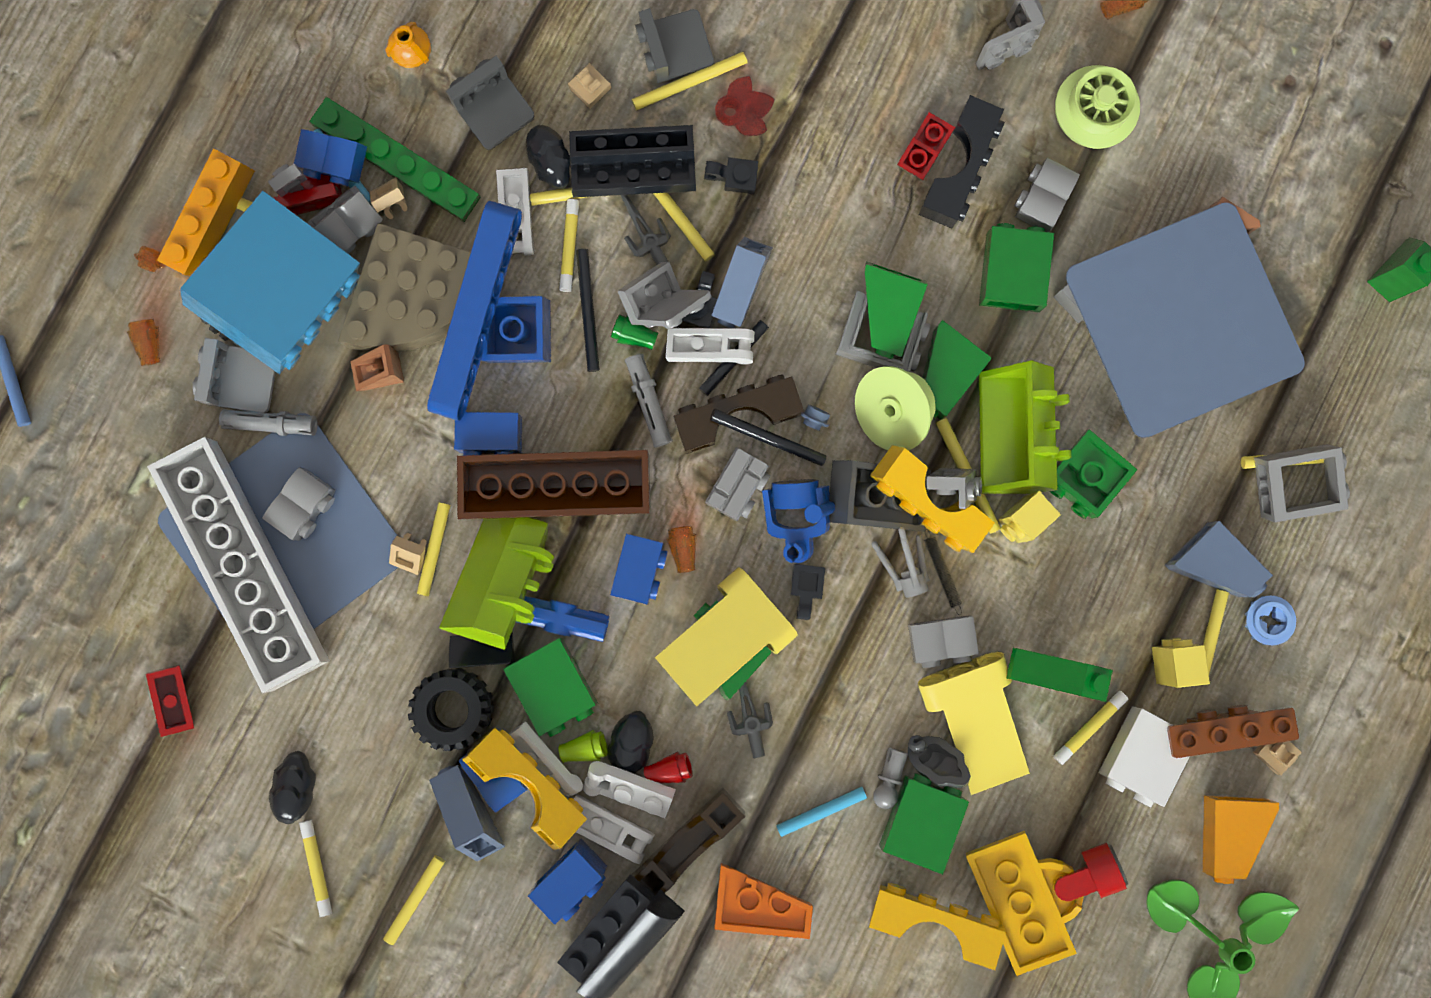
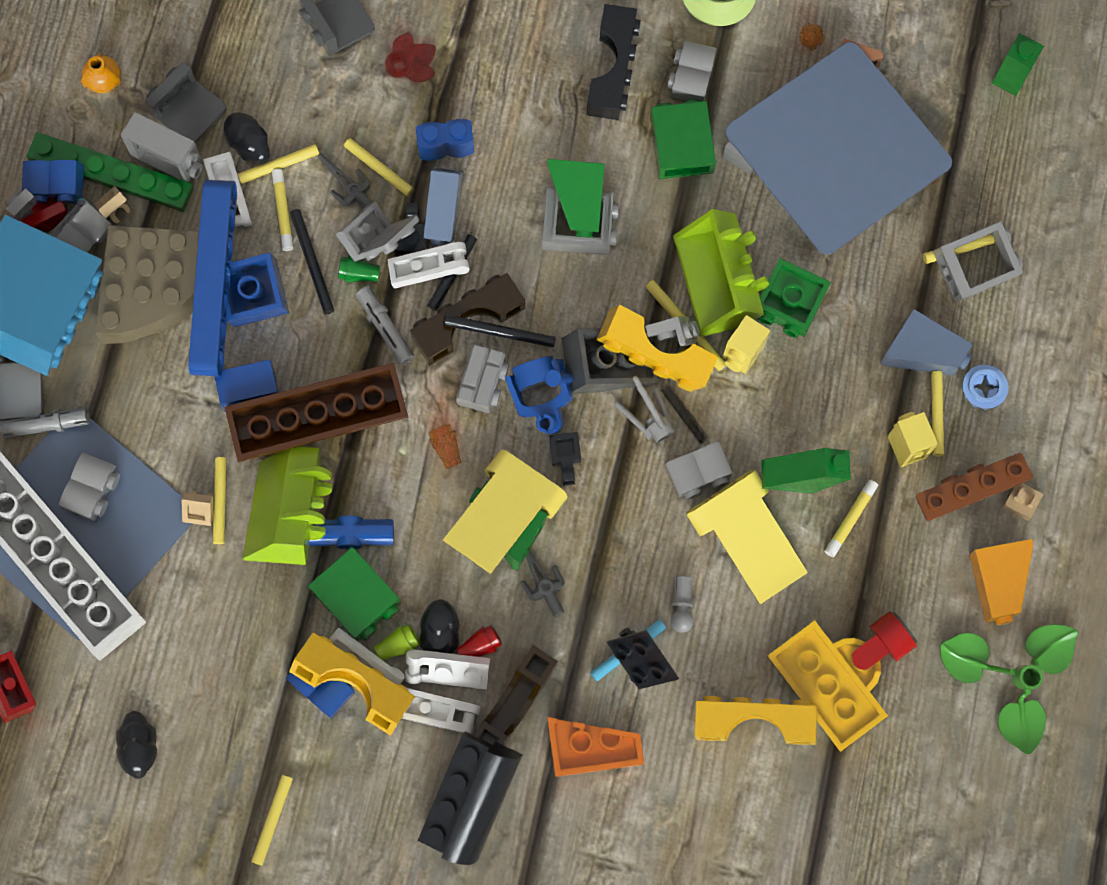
camera: 10 degrees left, 10 degrees down
(315, 868) = (173, 813): light yellow bar -> none
(377, 369) = (133, 353): nougat slope -> none
(425, 716) = (254, 614): black tyre -> none
(453, 148) = (162, 148): none -> light grey window
(465, 814) = (303, 726): sand blue slope -> none
(470, 653) = (282, 580): black slope -> none
(568, 881) = (412, 760): blue brick -> none
(589, 86) = (269, 71): tan tile -> none
(632, 161) = (322, 124): black brick -> none
(638, 569) = (409, 471): blue brick -> none
(689, 81) = (356, 48): light yellow bar -> none
(739, 174) = (416, 114): black plate -> none
(767, 209) = (446, 139): none -> blue brick
(815, 417) = (537, 306): sand blue plate -> none
(833, 831) = (642, 659): none -> black hinge
(894, 407) = (603, 276): yellowish green piece -> none
(924, 823) = (722, 635): green brick -> none
(926, 146) = (578, 56): red slope -> none
(938, 761) = (721, 576): dark grey arm -> none
(951, 367) = (645, 238): green slope -> none
(1143, 759) = (903, 533): white brick -> none
(1185, 183) = (811, 36): none -> clear orange plate

